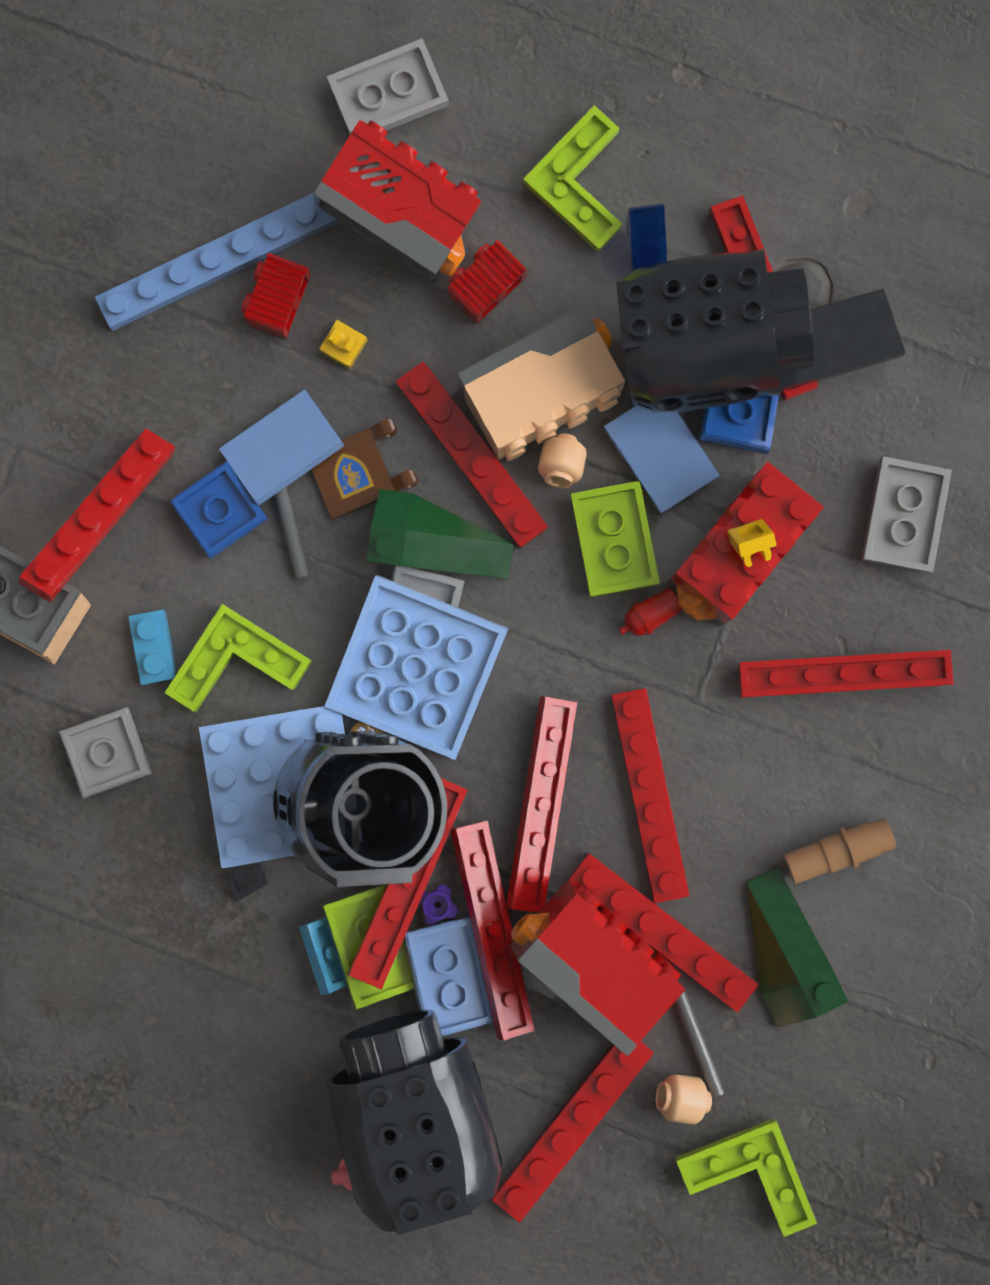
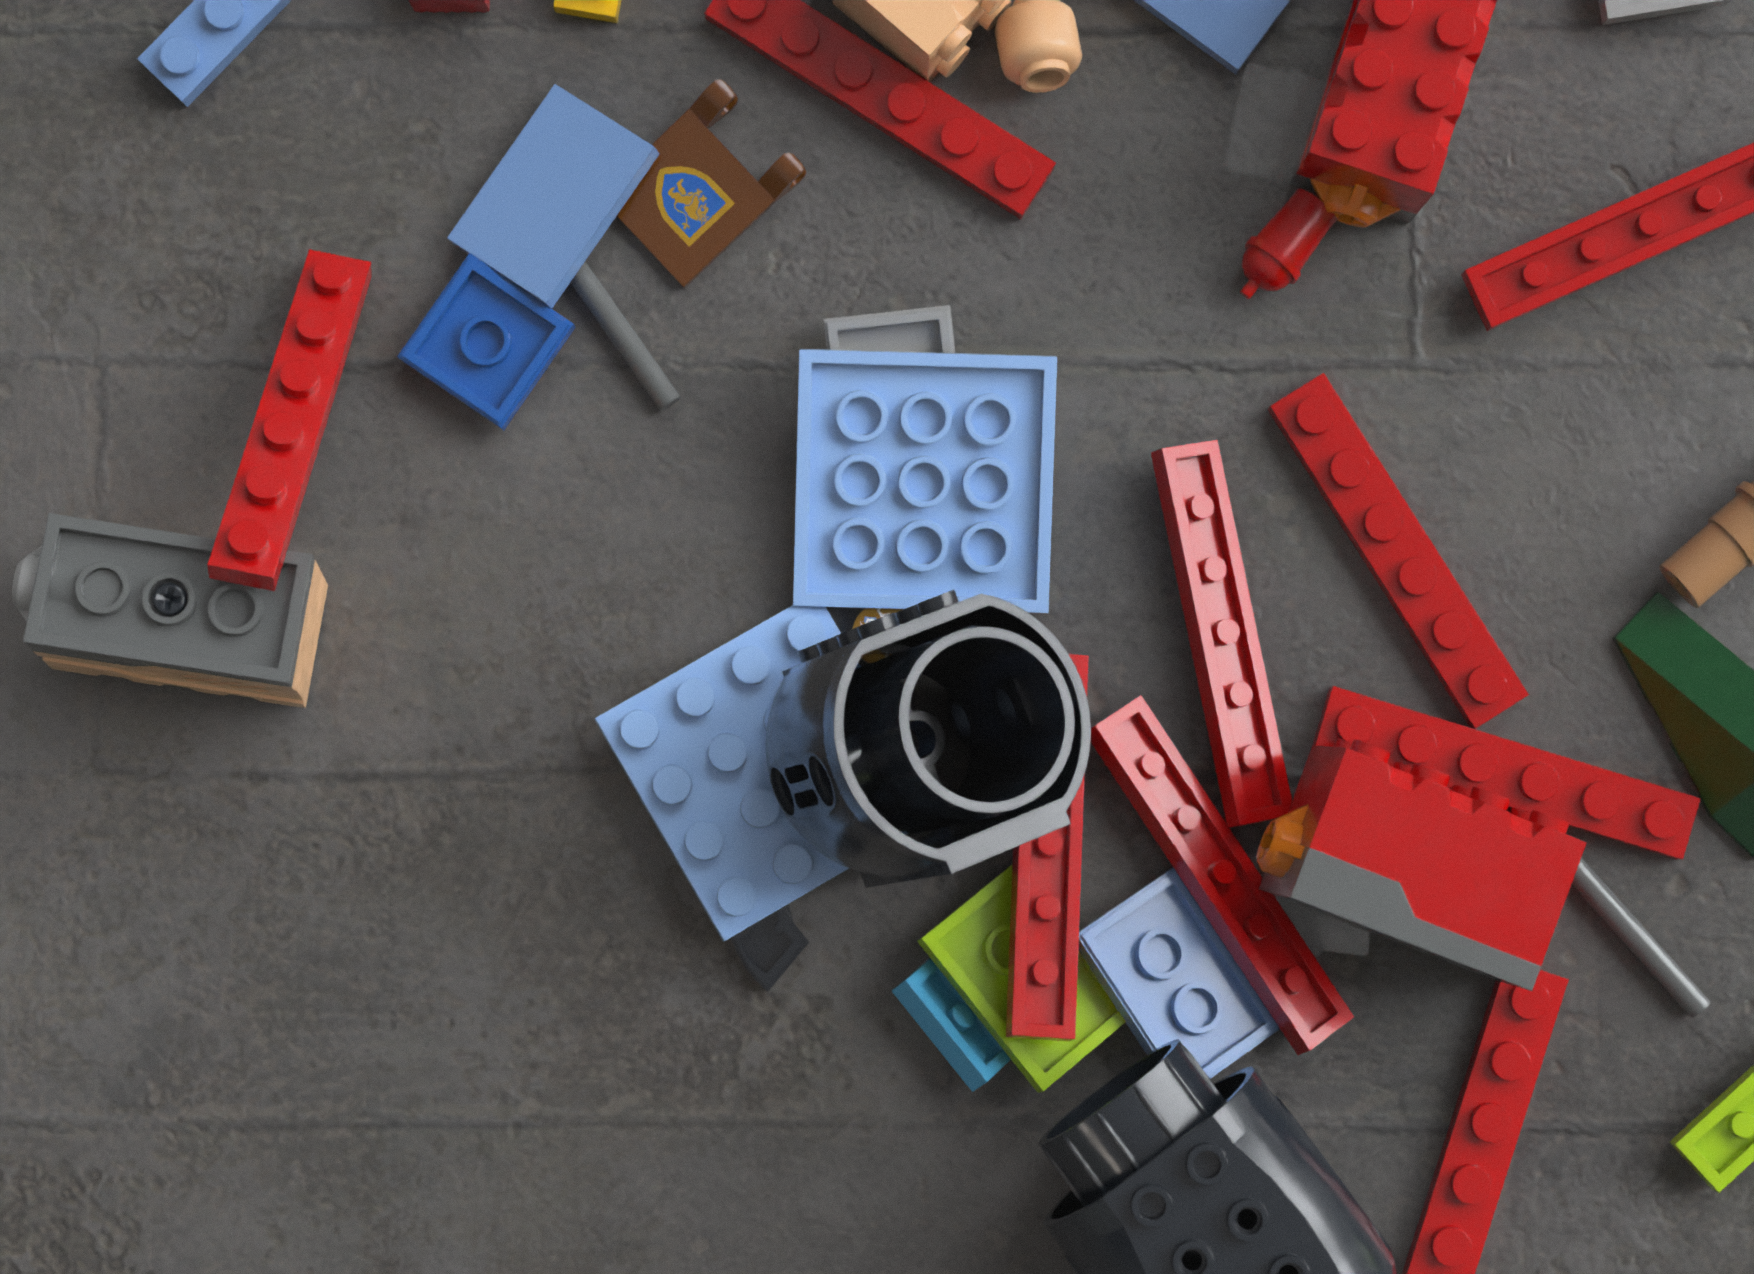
camera: 20 degrees left, 0 degrees up
(105, 752) = (450, 823): light grey plate -> none
(153, 647) = (462, 616): dark azure plate -> none
(224, 637) = (577, 553): lime plate -> none
(425, 536) = (859, 254): dark green wedge -> none
(447, 908) = (1128, 869): dark purple plate -> none
(615, 539) = (1176, 142): lime plate -> none
(683, 1099) = (1647, 1037): light nougat head -> none
(752, 539) = (1417, 44): yellow tile -> none

